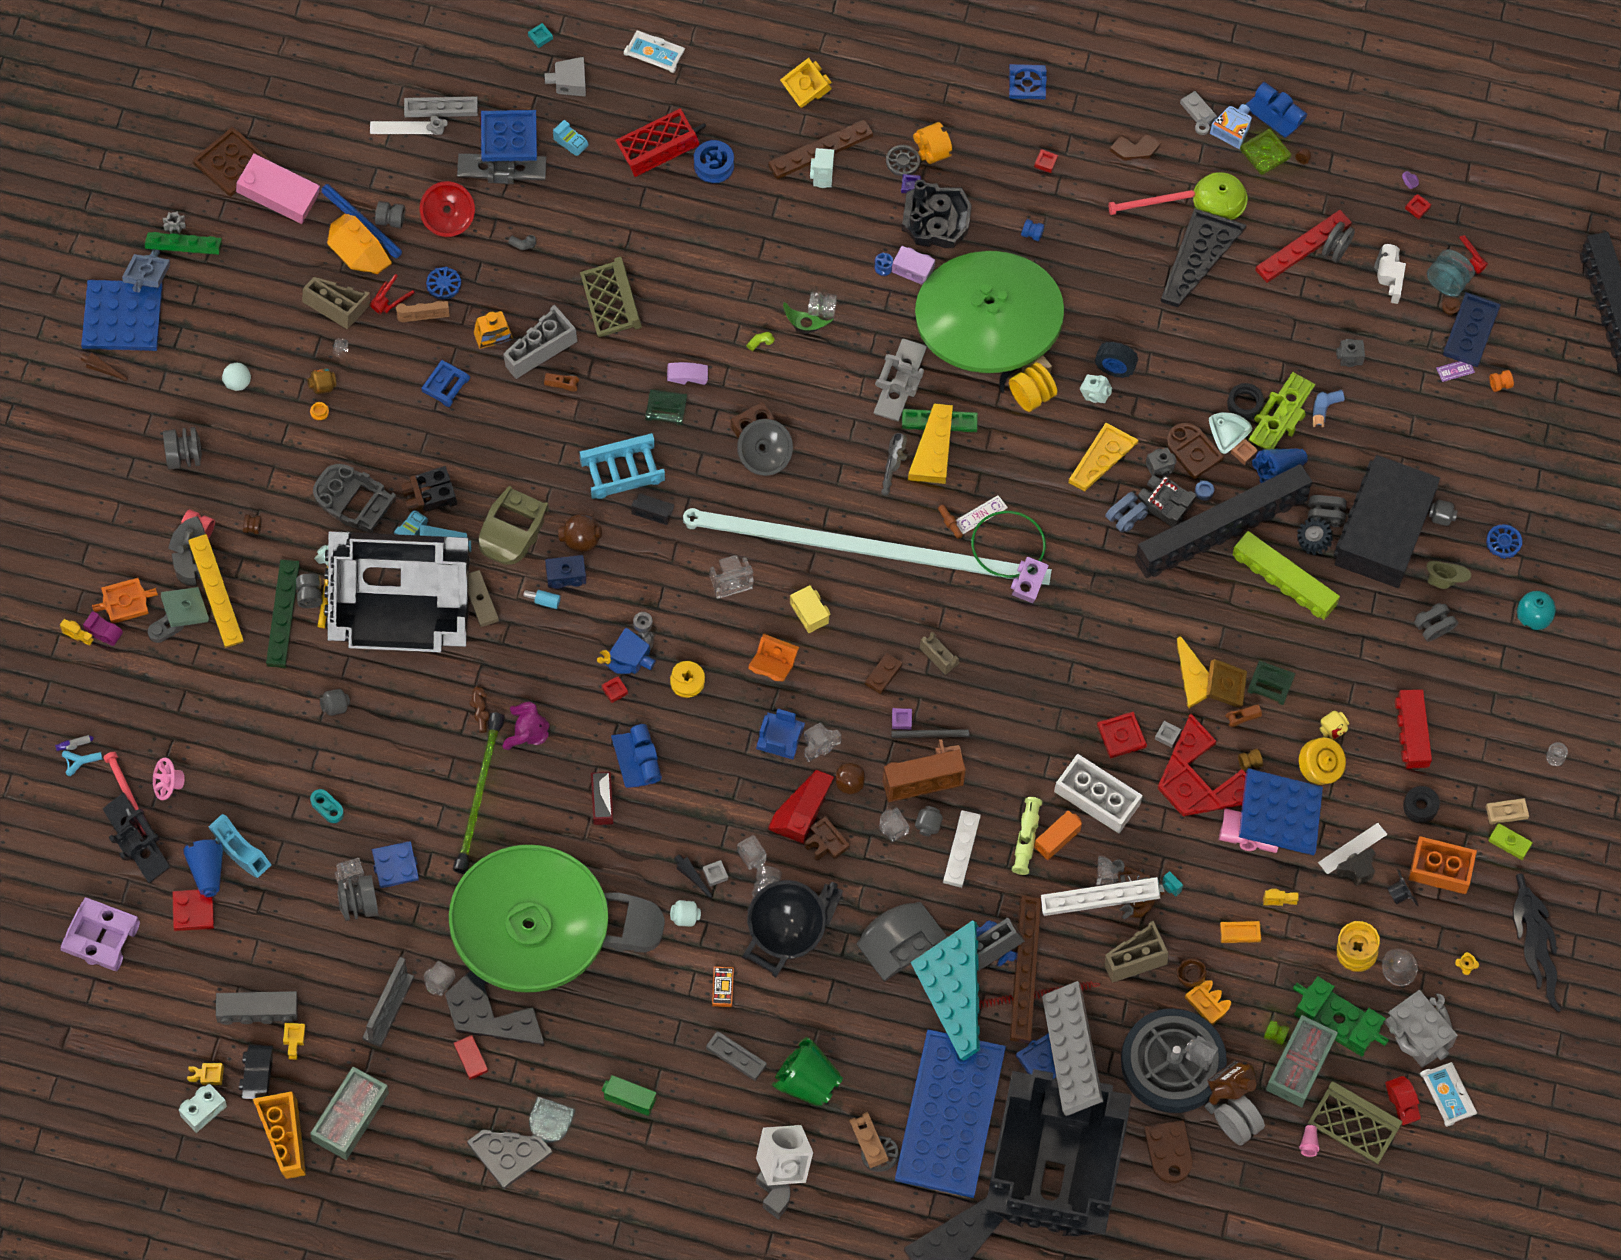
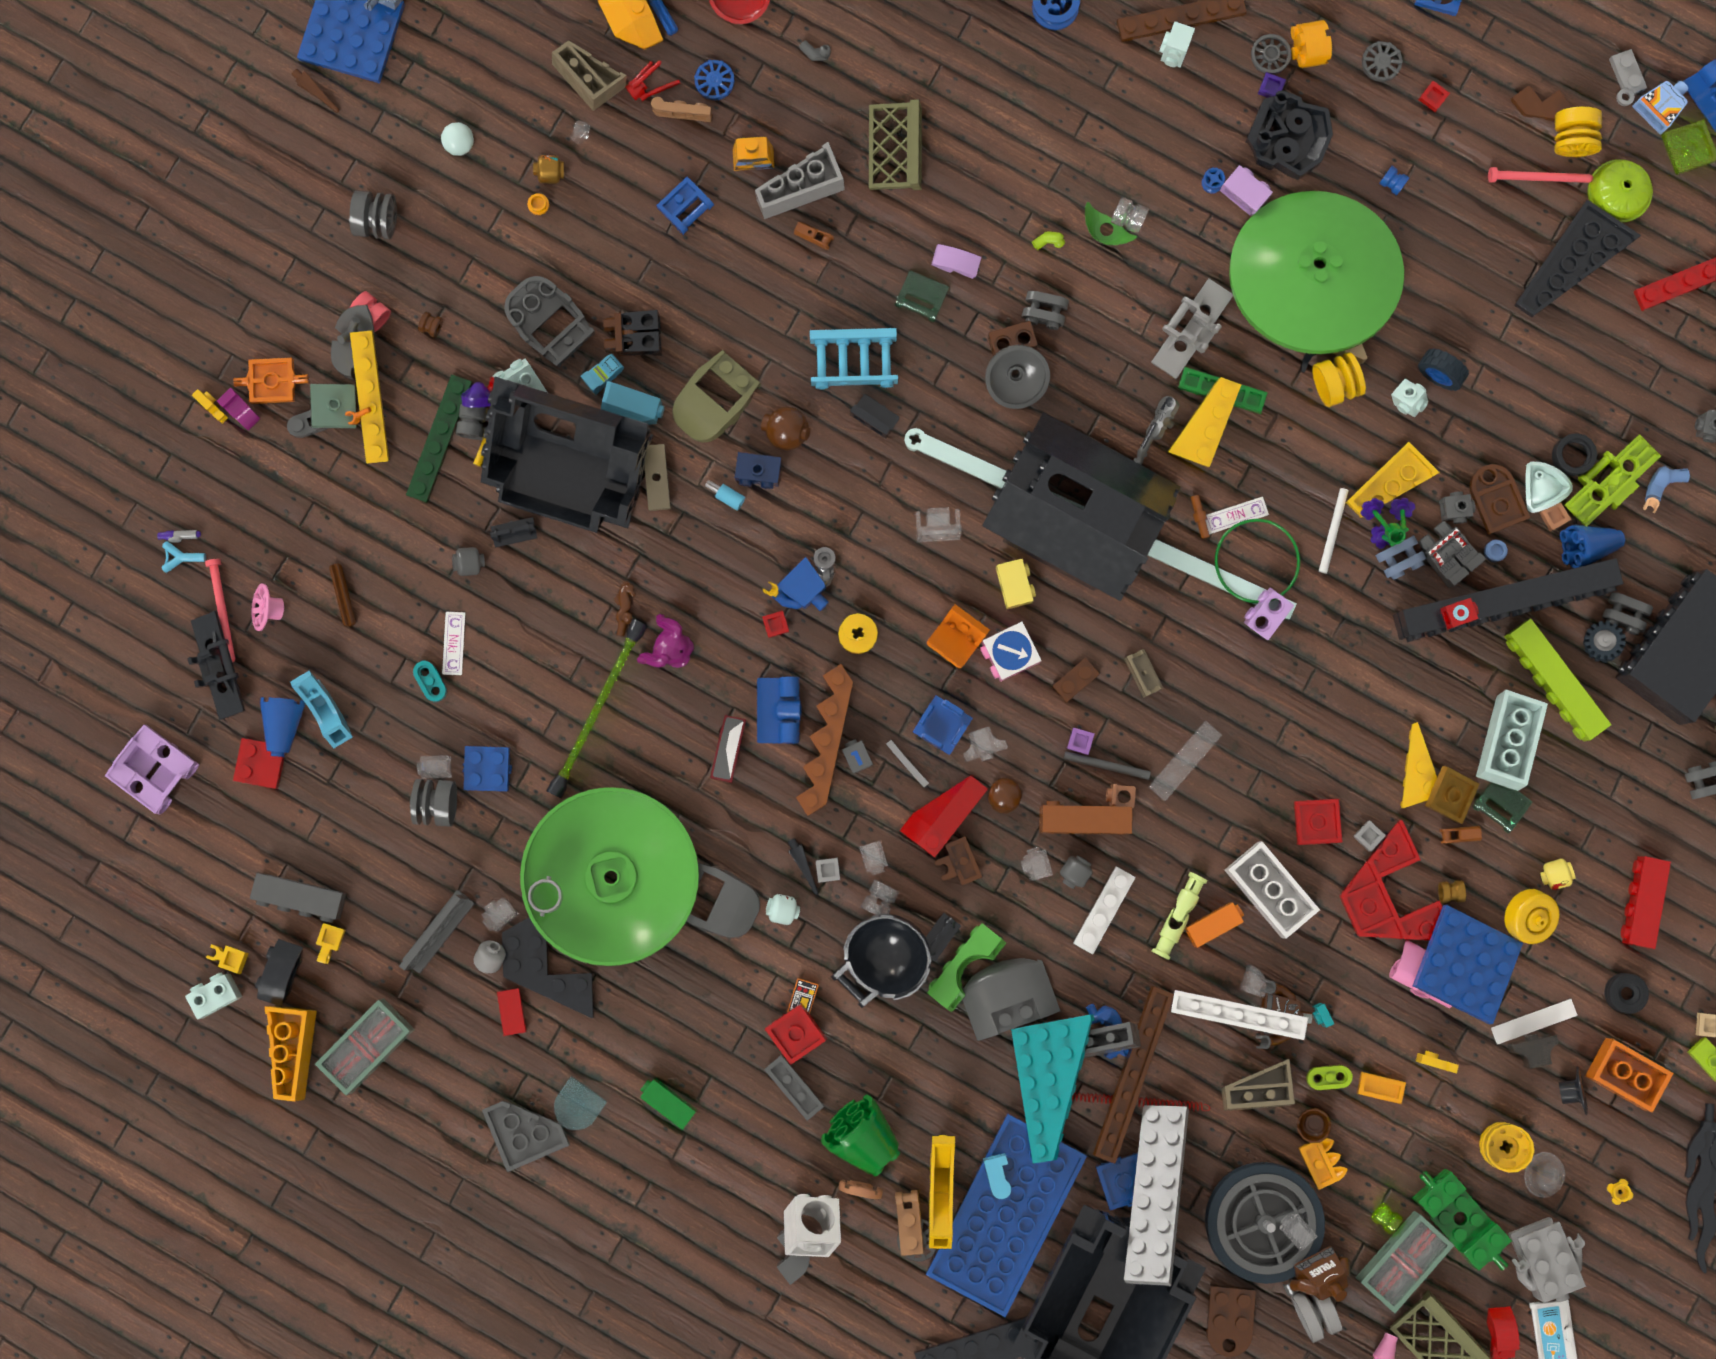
camera: 20 degrees right, 20 degrees up
(209, 606) = (356, 415): none -> orange hand
(231, 756) = (342, 595): none -> reddish brown axle
(312, 562) = (477, 395): none -> dark purple piece
(338, 773) = (453, 643): none -> white sticker
(368, 671) = (513, 532): none -> black hinge
(439, 1013) = (489, 956): none -> light grey head
(480, 929) = (534, 886): none -> light grey piece
(684, 769) = (827, 740): none -> dark orange brick
(714, 776) = (857, 756): none -> dark grey brick
(725, 1010) = (795, 1033): none -> red plate
(758, 773) = (907, 764): none -> light grey piece
(773, 392) = (1053, 319): none -> dark grey brick
(818, 1119) = (860, 1189): none -> nougat tile
(821, 662) = (1010, 652): none -> piece
(852, 558) = (1092, 545): none -> black panel
(865, 899) = (981, 945): none -> bright green arch
(886, 1095) = (941, 1192): none -> yellow arch
(932, 1079) = (999, 1185): none -> medium azure leg
(995, 145) = (1382, 61): none -> dark grey wheel
(995, 714) = (1185, 761): none -> clear tile
(1065, 507) = (1335, 523): none -> white bar
(1113, 488) = (1388, 533): none -> dark purple plant
(1170, 159) = (1578, 131): none -> yellow wheel
(1184, 533) = (1460, 613): none -> red brick
(1192, 932) = (1328, 1077): none -> lime plate
(1261, 627) = (1512, 740): none -> light aqua brick

